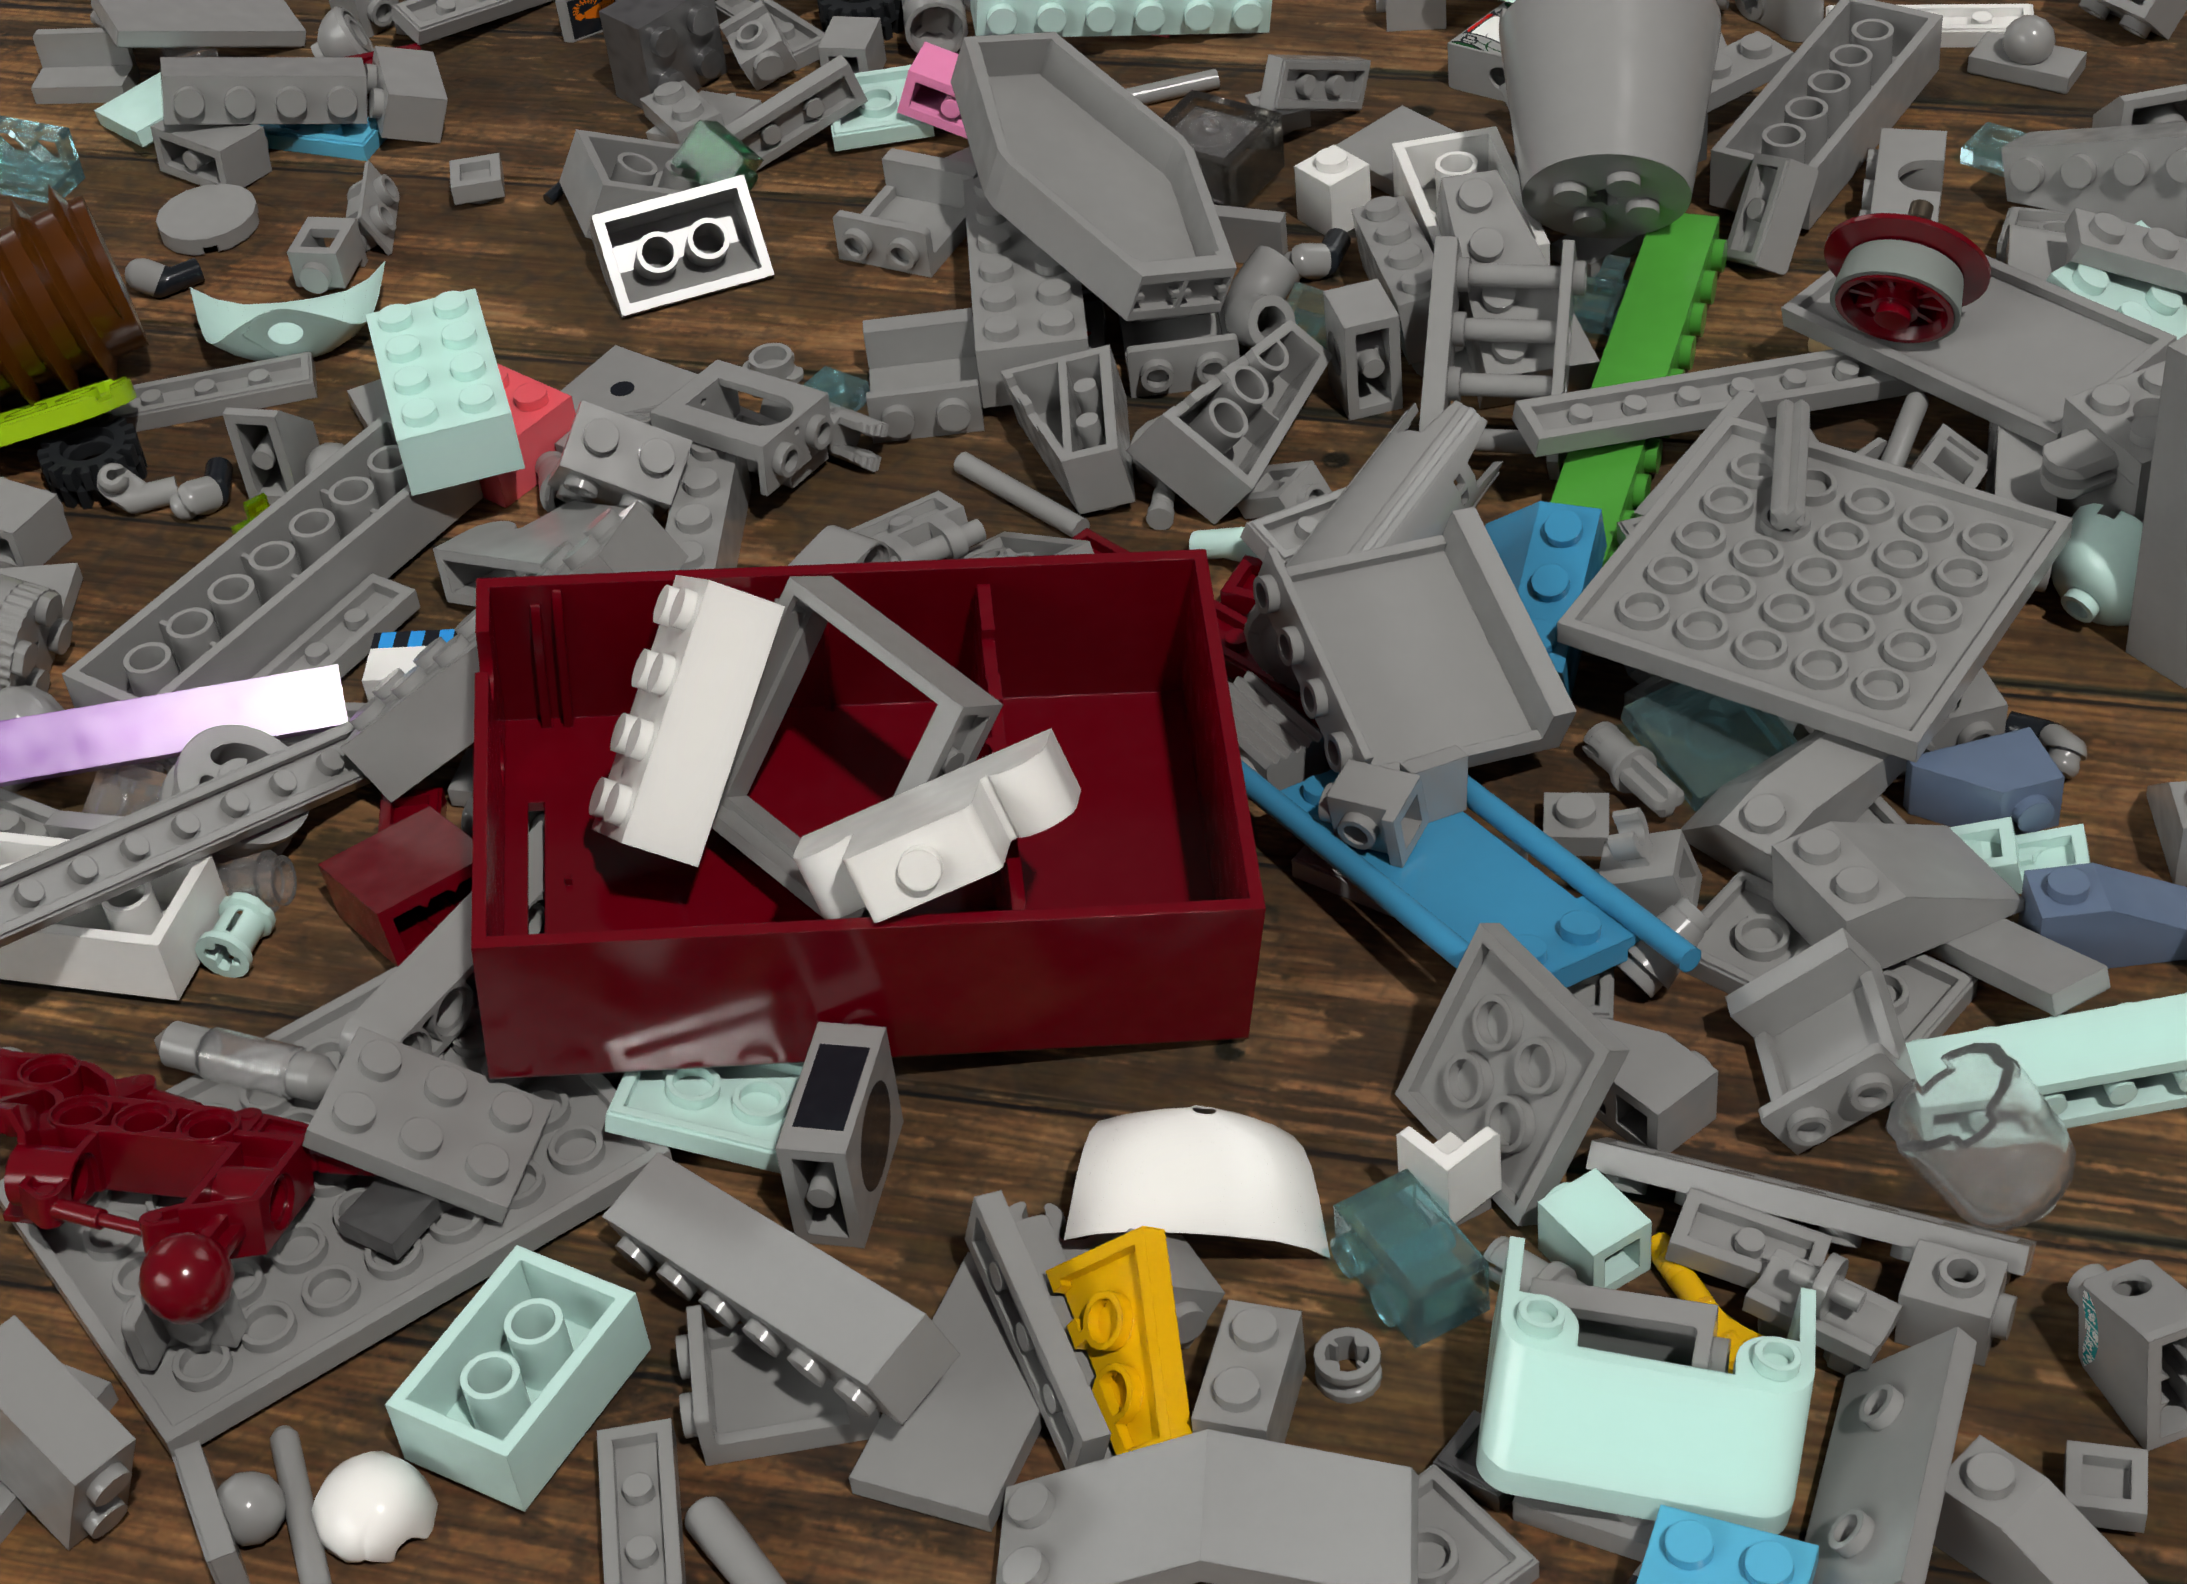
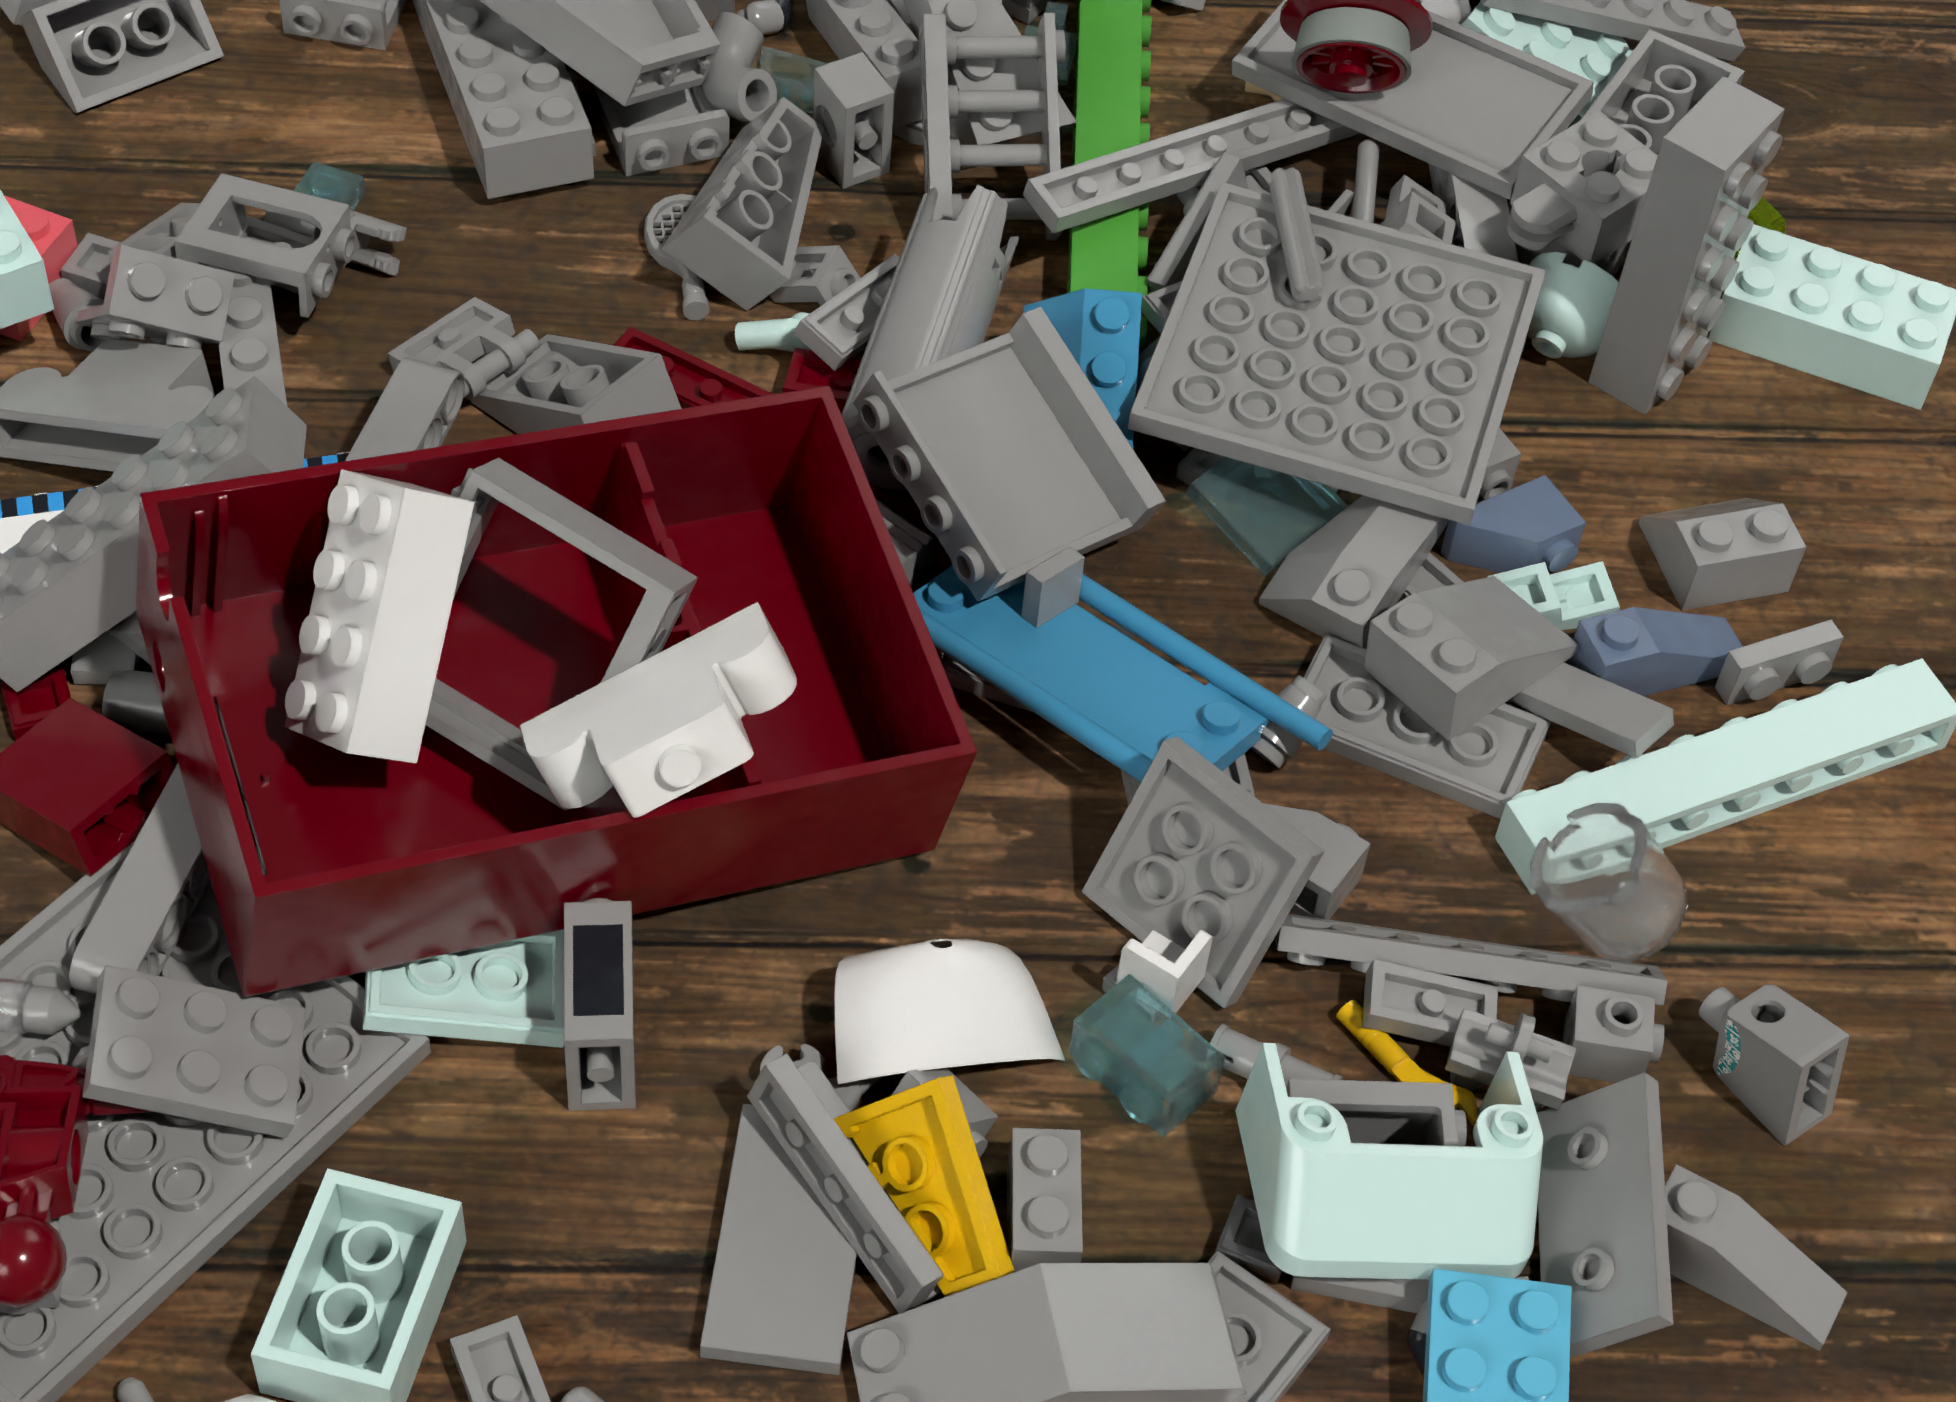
camera: 25 degrees left, 10 degrees up
(389, 1217) = (174, 1150): flat silver tile -> none
(627, 381) = (113, 196): light grey tile -> none
(756, 1403) = (607, 1256): light grey panel -> none
(775, 360) = (259, 163): light grey plate -> none
(781, 1289) = (594, 1174): light grey brick -> none
(923, 375) = (419, 166): light grey panel -> none
(1020, 494) = (552, 293): light grey bar -> none
(1078, 424) = (594, 218): light grey wedge -> none
(1351, 1385) = (1127, 1153): light grey bush -> none
(1376, 809) = (1012, 618): light grey brick -> none
(1577, 821) = (1170, 598): light grey plate -> none
(1595, 1231) = (1296, 1008): light aqua brick -> none
(1632, 768) = (1206, 541): light grey axle -> none
(1652, 866) = (1257, 645): light grey brick -> none
(1823, 1040) = (1450, 804): light grey panel -> none
(2060, 743) = (1567, 482): light grey arm -> none
(2107, 1484) = (1770, 1184): light grey plate -> none

